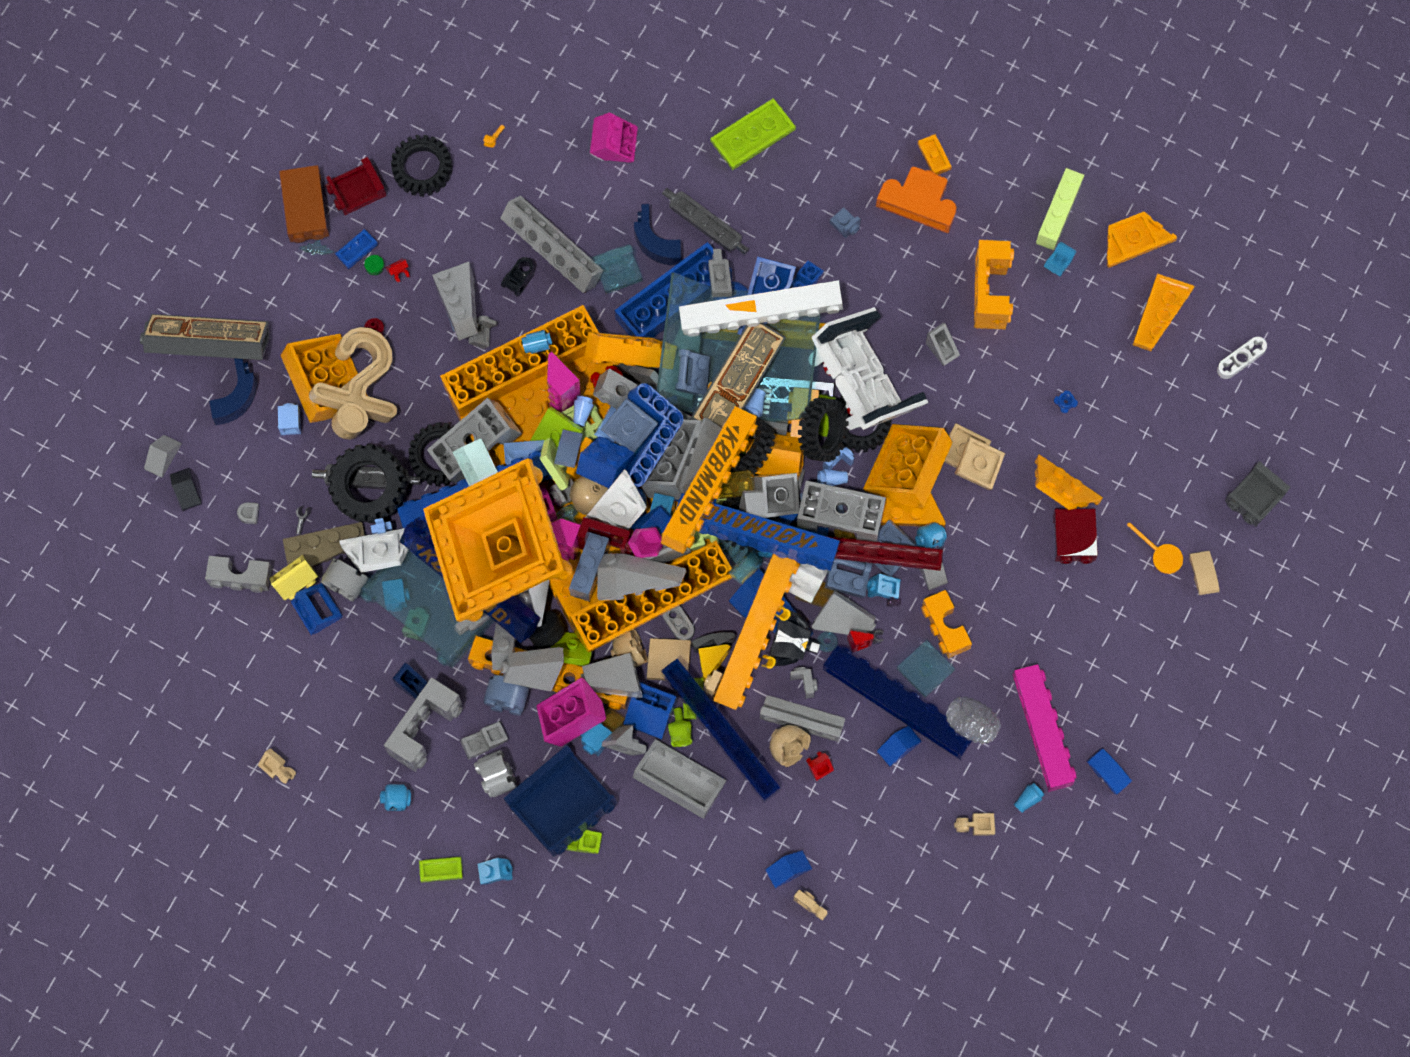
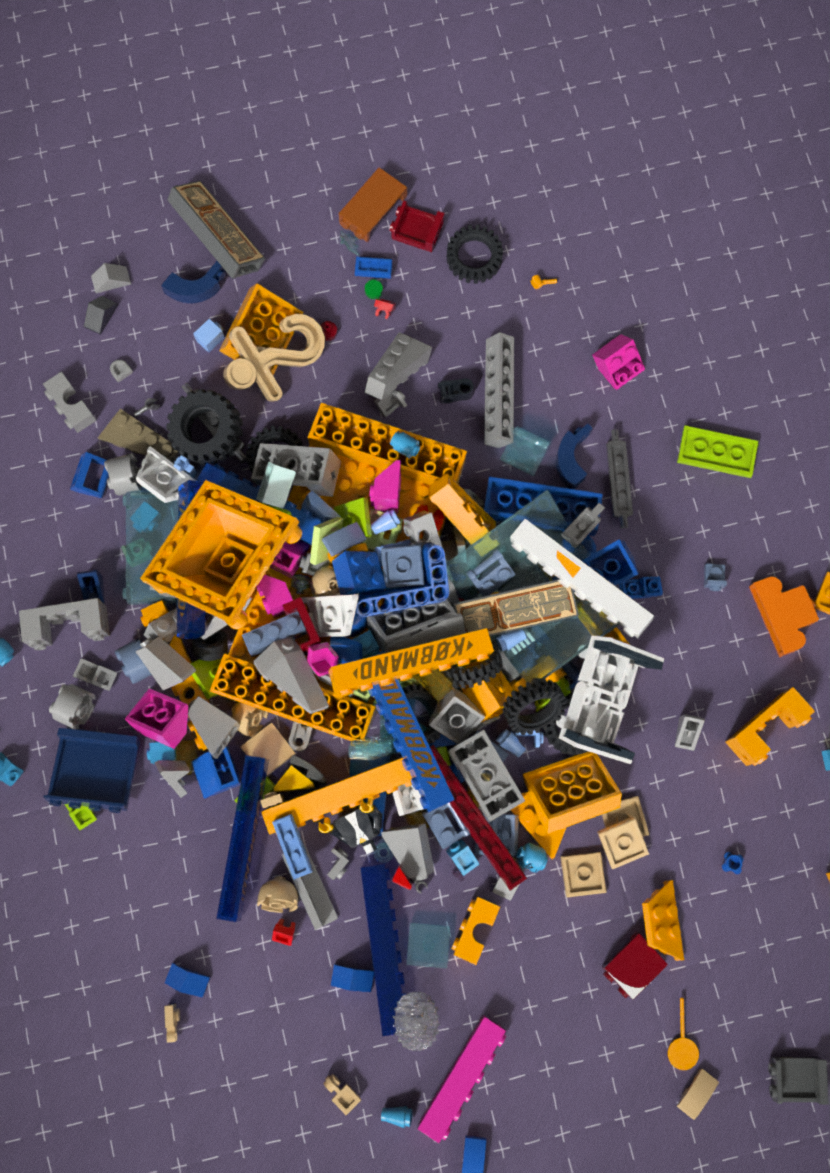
camera: 45 degrees right, 5 degrees up
(293, 578) = (94, 440): light yellow slope -> none
(679, 778) = (186, 838): light grey slope -> none
(680, 730) = (222, 806): lime piece -> none
(753, 503) = (427, 709): light grey slope -> none
(762, 698) = (292, 846): none -> medium blue tile
(976, 513) = (583, 874): none -> tan tile

